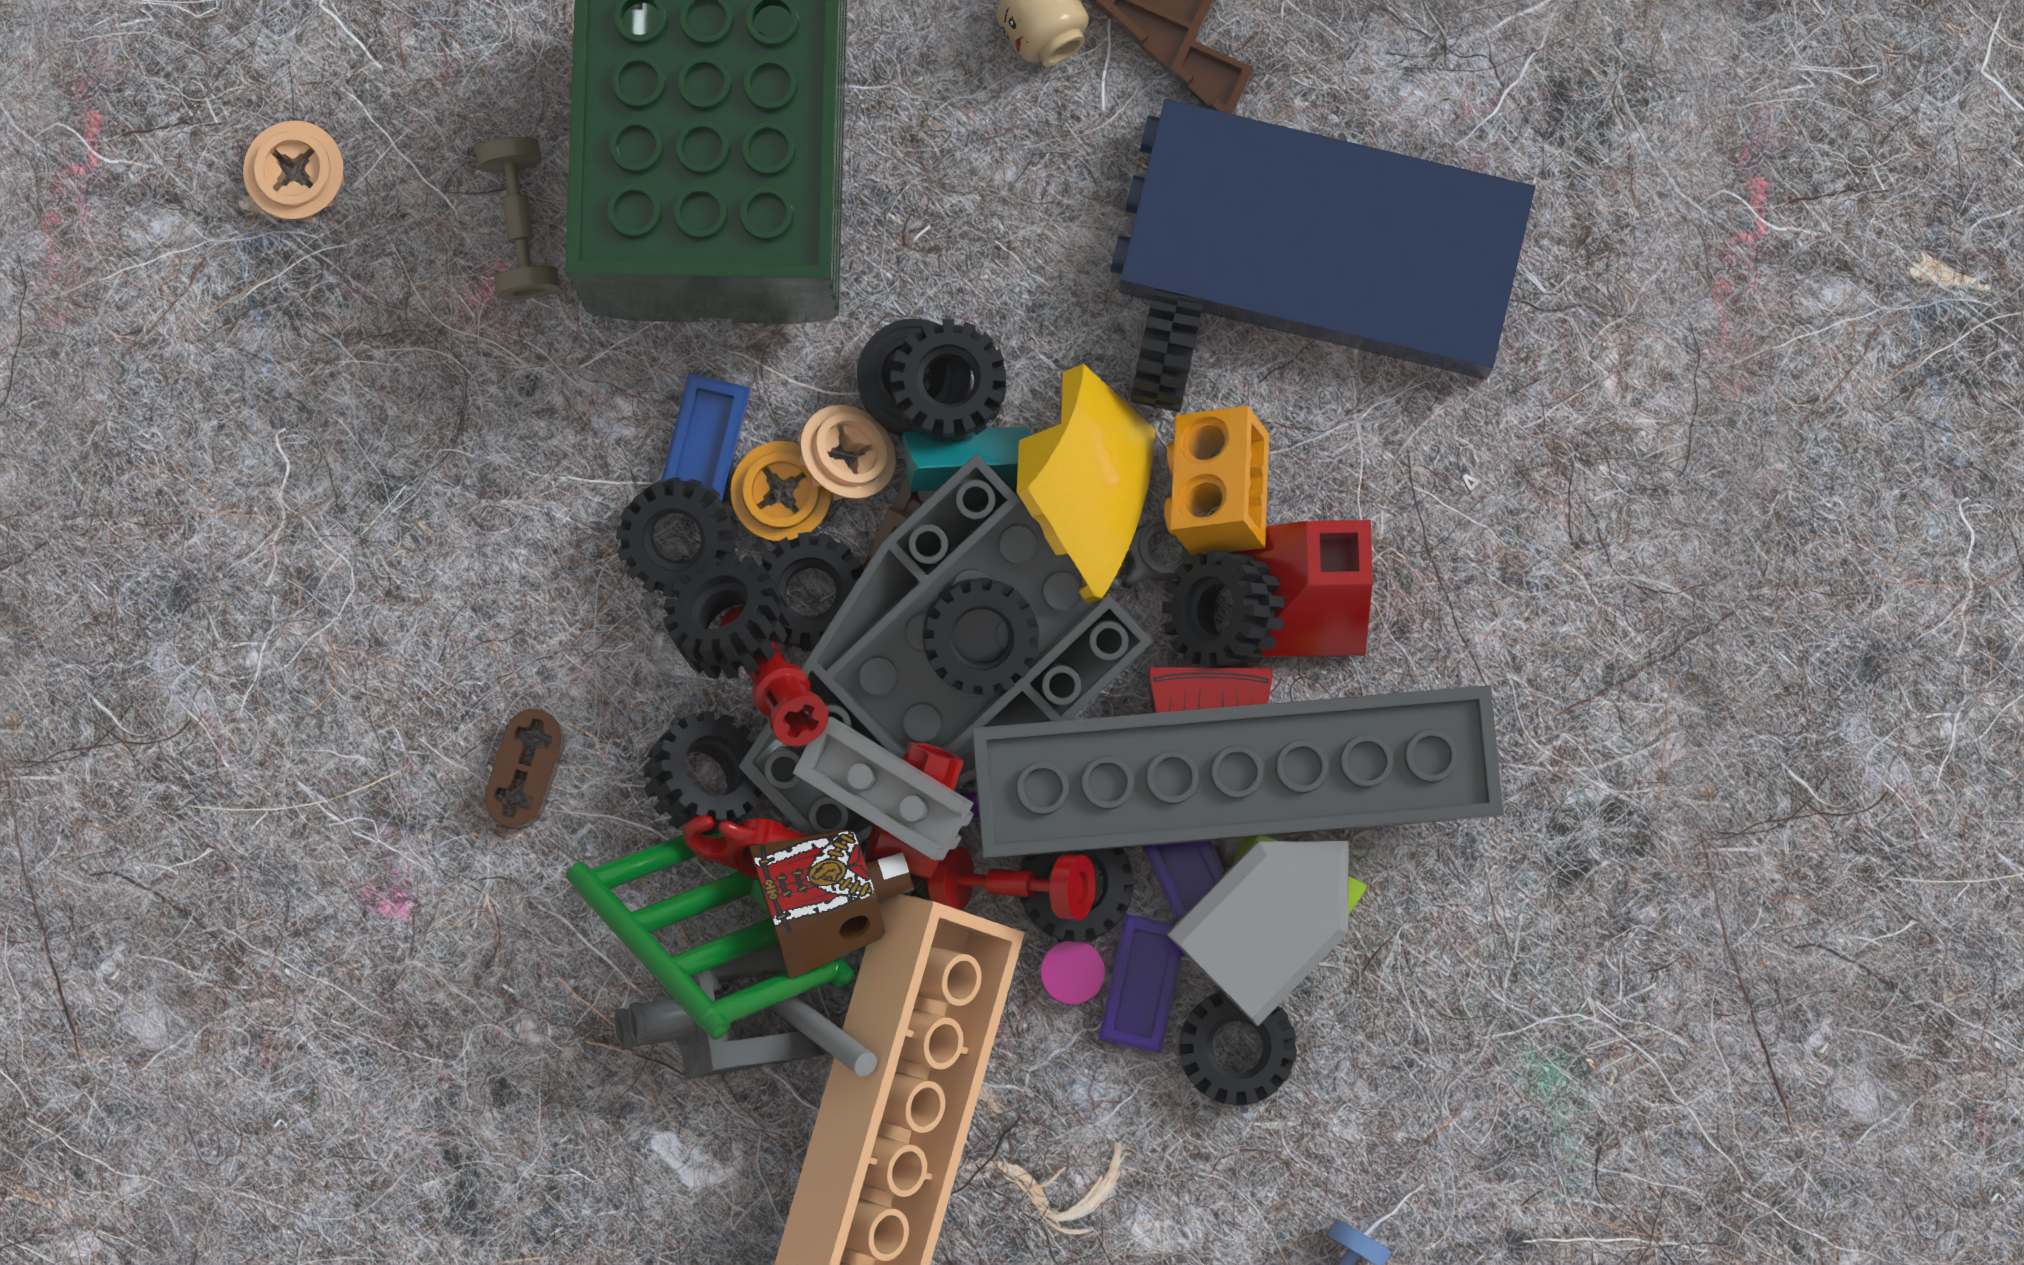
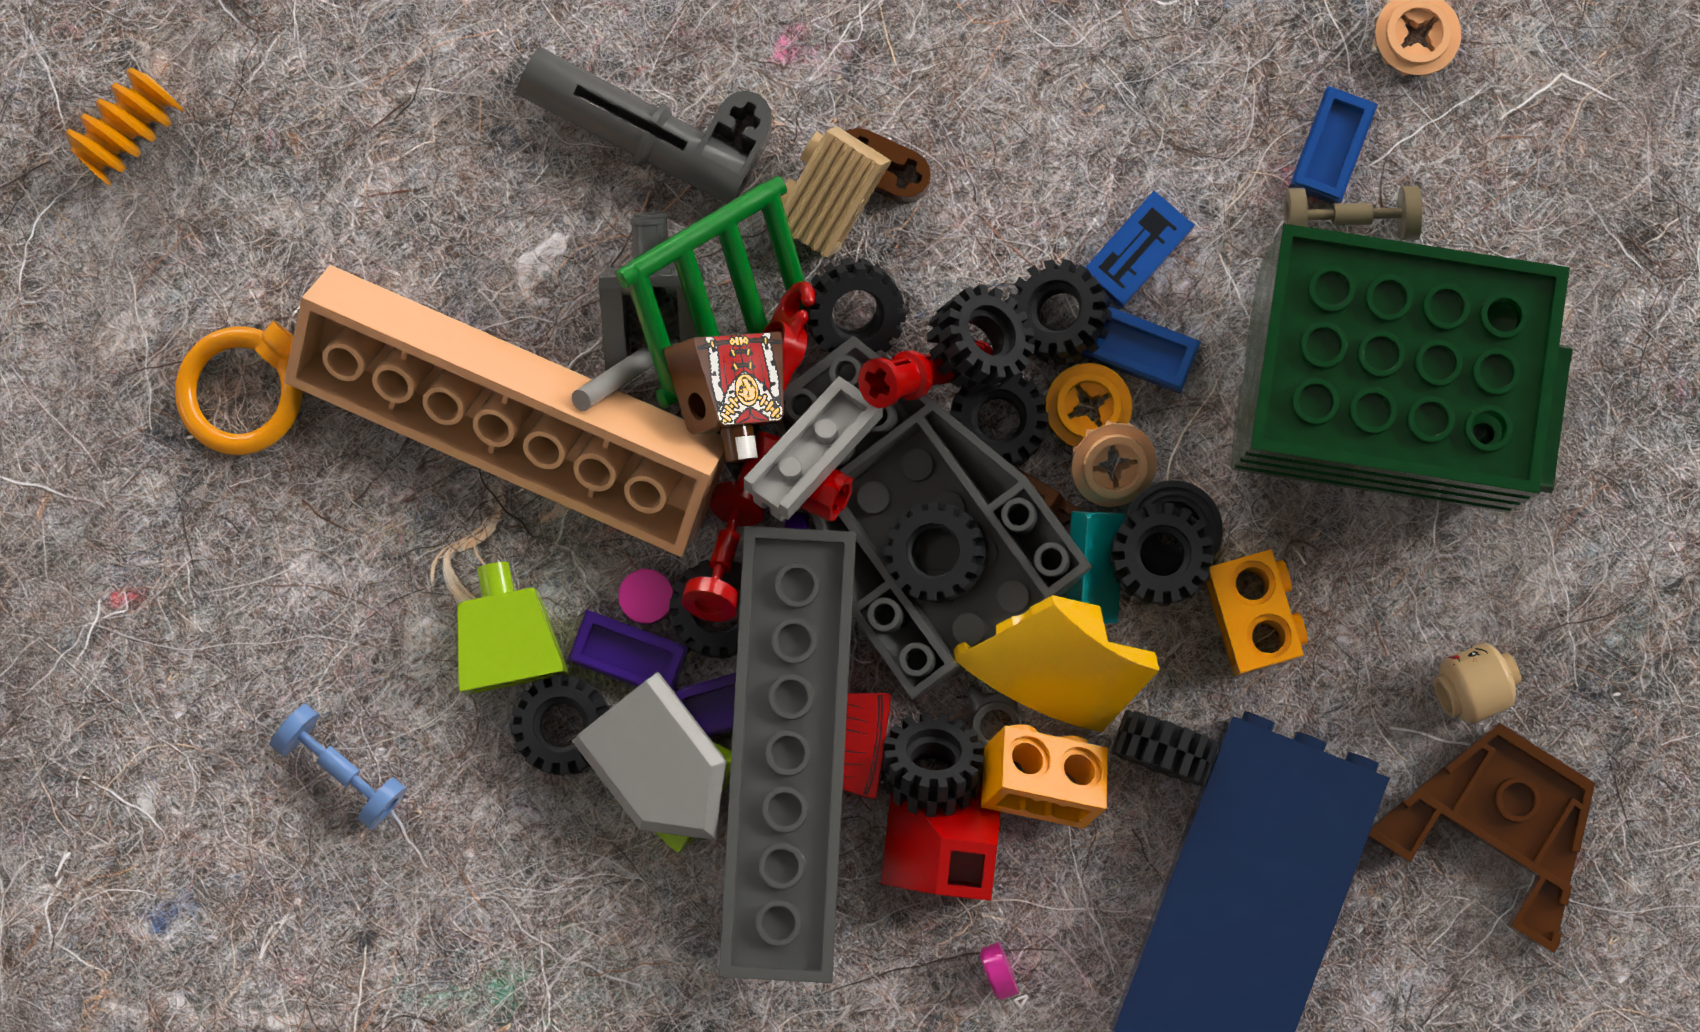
camera: 100 degrees right, 0 degrees up
(437, 251) = (1333, 145): none -> blue tile
(547, 973) = (703, 159): none -> dark grey piece
(563, 817) = (831, 189): none -> tan brick
(587, 457) = (1139, 248): none -> blue tile
(1004, 289) = (1239, 615): none -> light orange brick
(1142, 1128) = (505, 635): none -> lime torso
(1443, 507) = (998, 971): none -> dark pink tile

